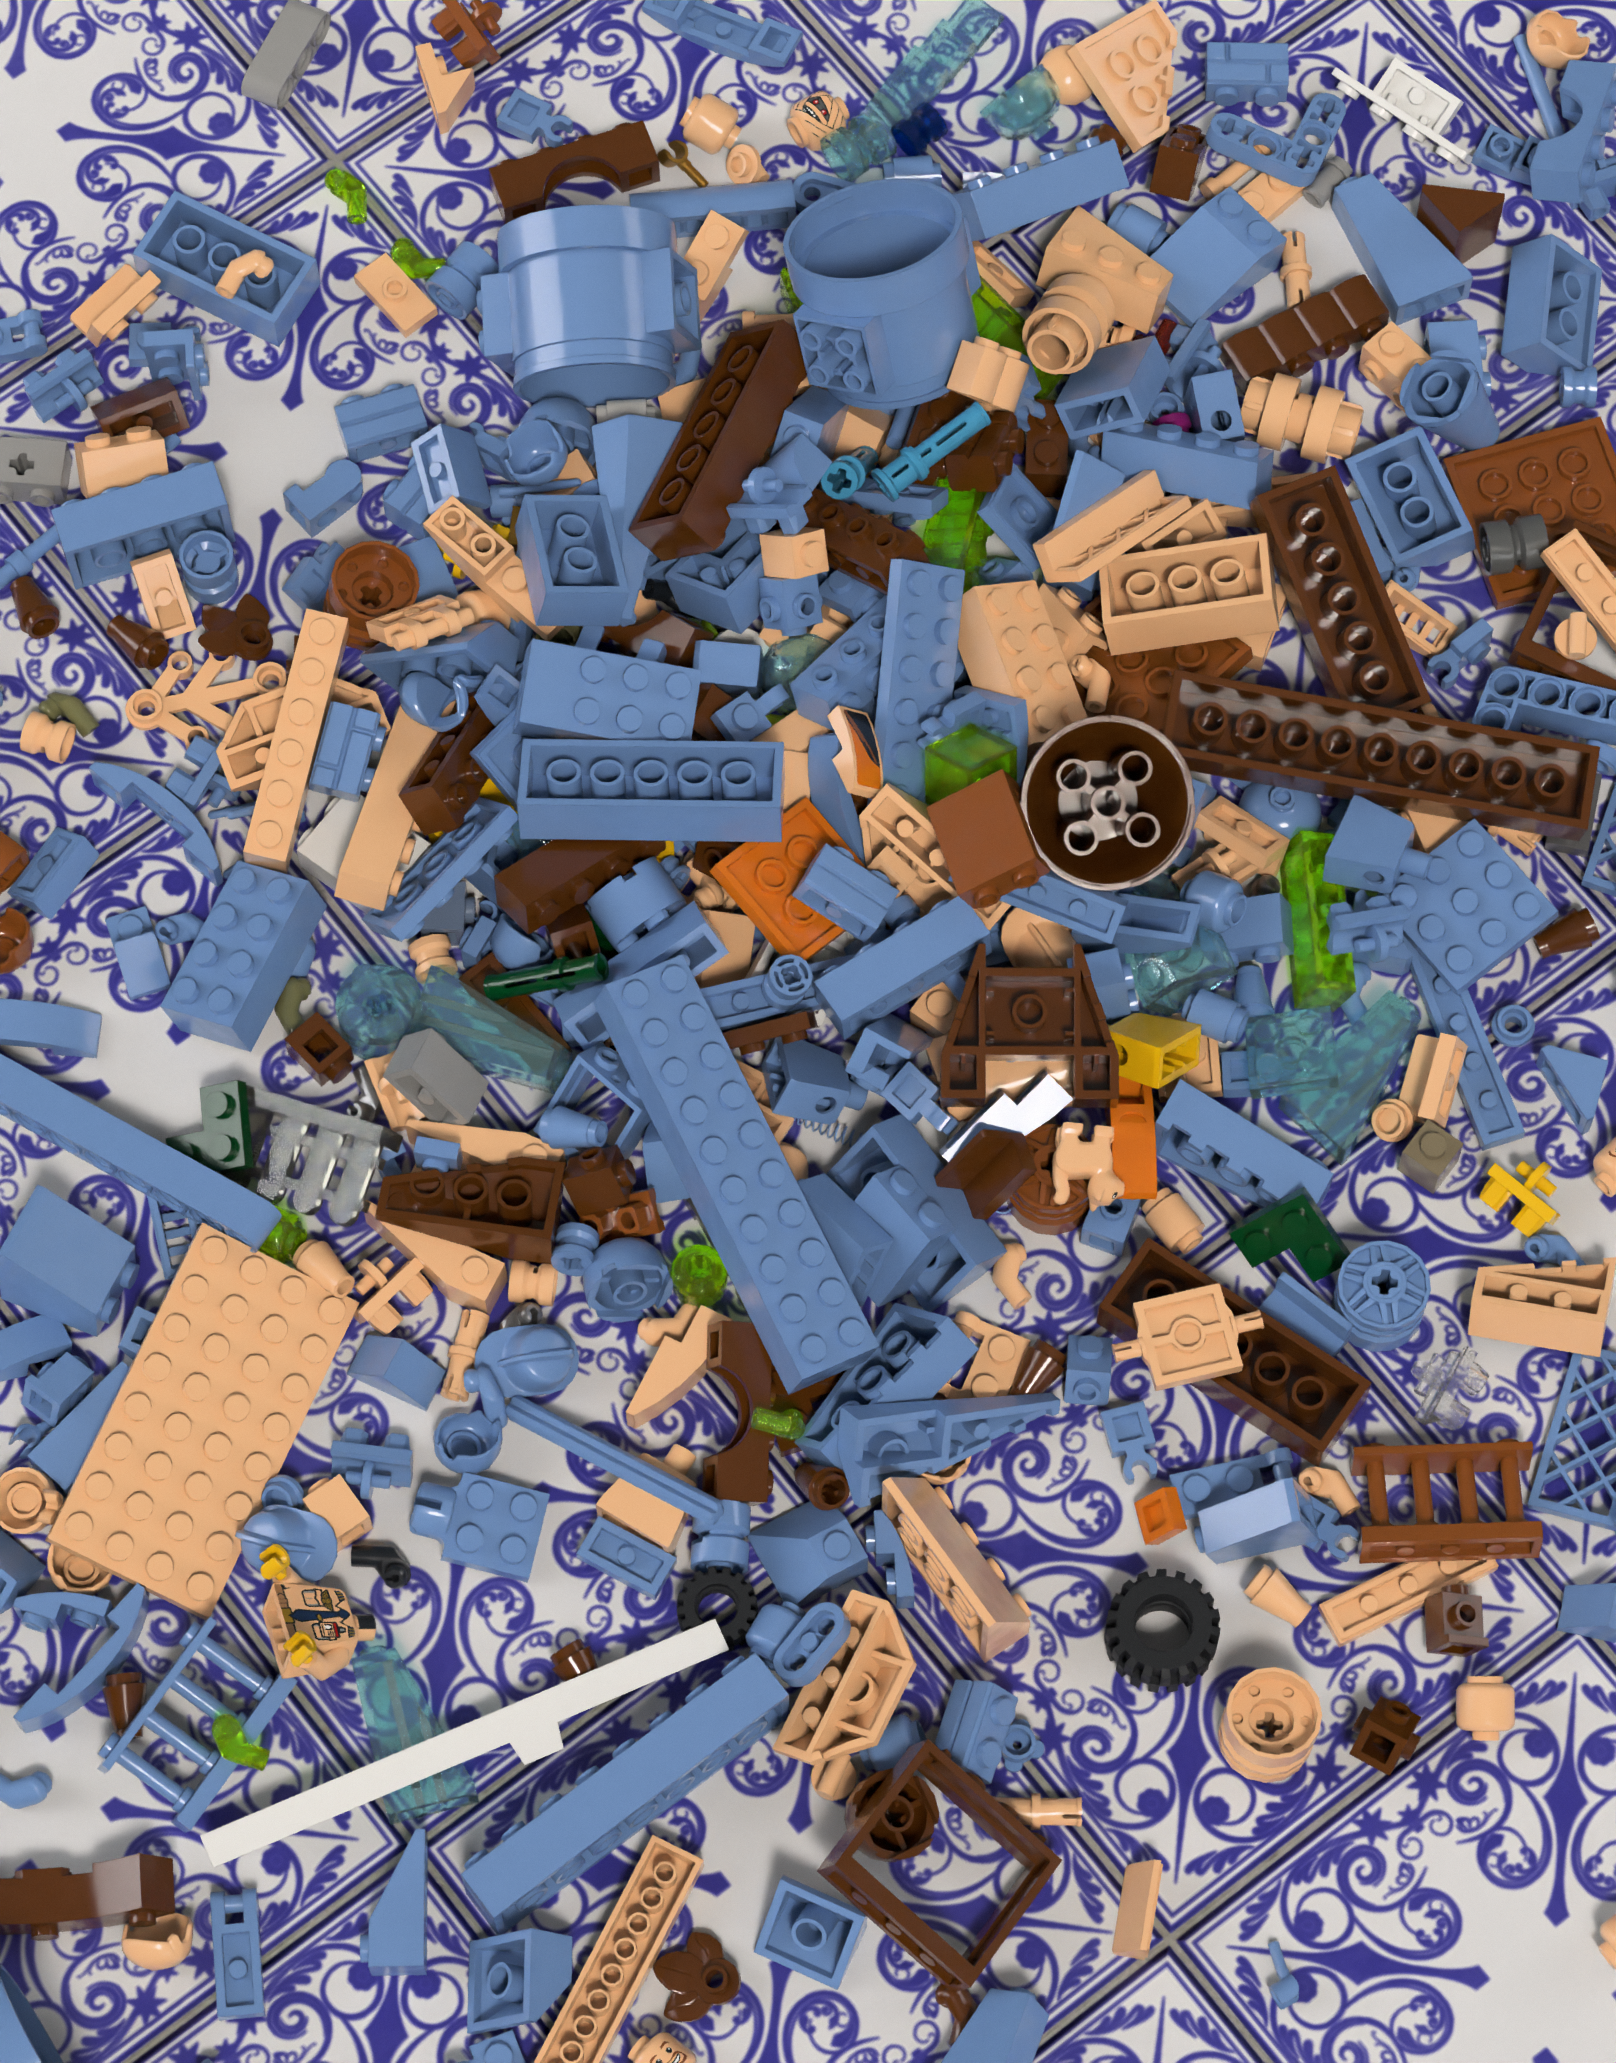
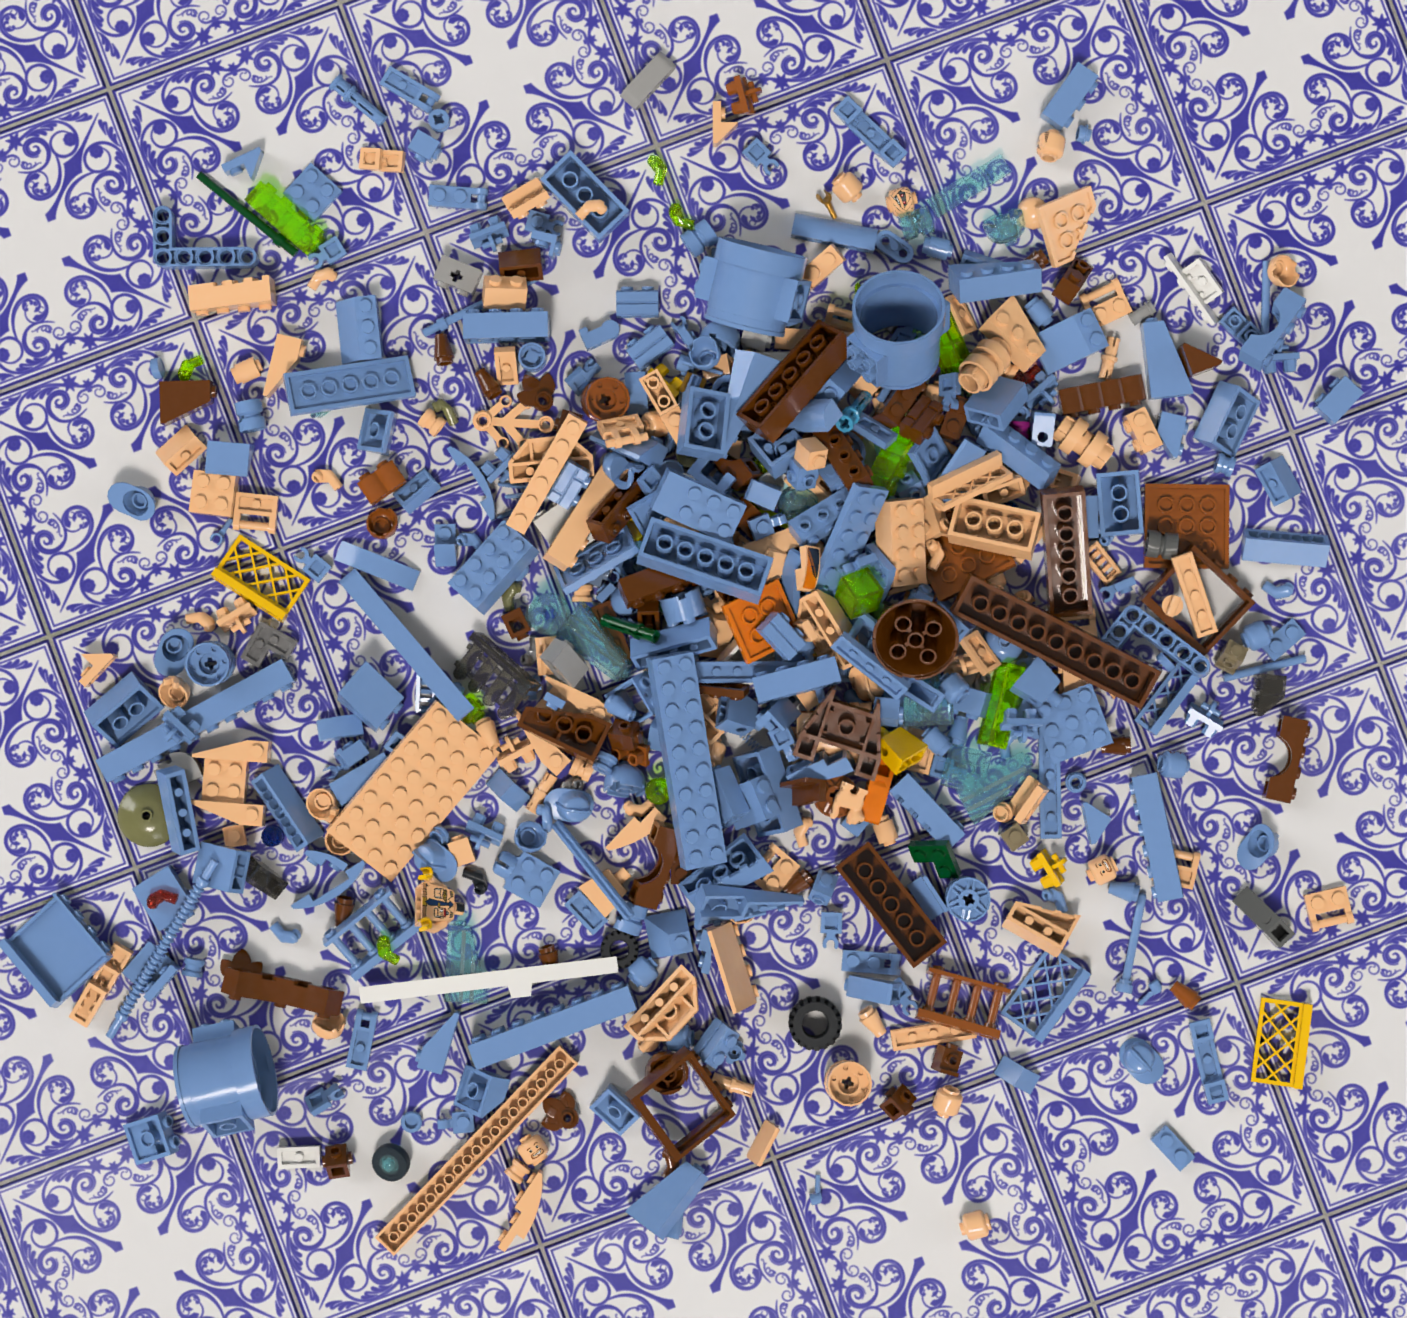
camera: 15 degrees right, 20 degrees up
(226, 1131) = (459, 656): plate -> none
(395, 295) = (664, 232): light nougat plate -> none
(450, 466) = (662, 347): medium blue panel -> none
(618, 156) = (798, 191): reddish brown arch -> none
(745, 165) = (857, 214): light nougat plate -> none
(768, 500) = (806, 429): medium blue hips -> none
(782, 990) = (736, 672): medium blue wheel -> none
(785, 1425) = (672, 878): clear neon green arm -> none
(811, 1645) = (655, 985): medium blue plate -> none
(823, 1485) = (683, 908): reddish brown cone -> none
(912, 466) = (883, 422): dark azure pin -> none
(919, 130) = (949, 222): clear blue wheel -> none
(987, 840) = (852, 638): dark orange panel -> none
(988, 373) = (935, 385): light nougat brick -> none
(1160, 1515) = (832, 968): orange plate -> none
(1187, 1336) = (869, 897): light nougat plate -> none
(1246, 73) = (1122, 241): medium blue brick -> none
(1286, 152) = (1126, 294): medium blue beam -> none
(1331, 1485) = (913, 975): light nougat arm -> none
(1441, 1381) = (981, 947): clear hips -> none
(1450, 400) = (1155, 461): medium blue cone -> none

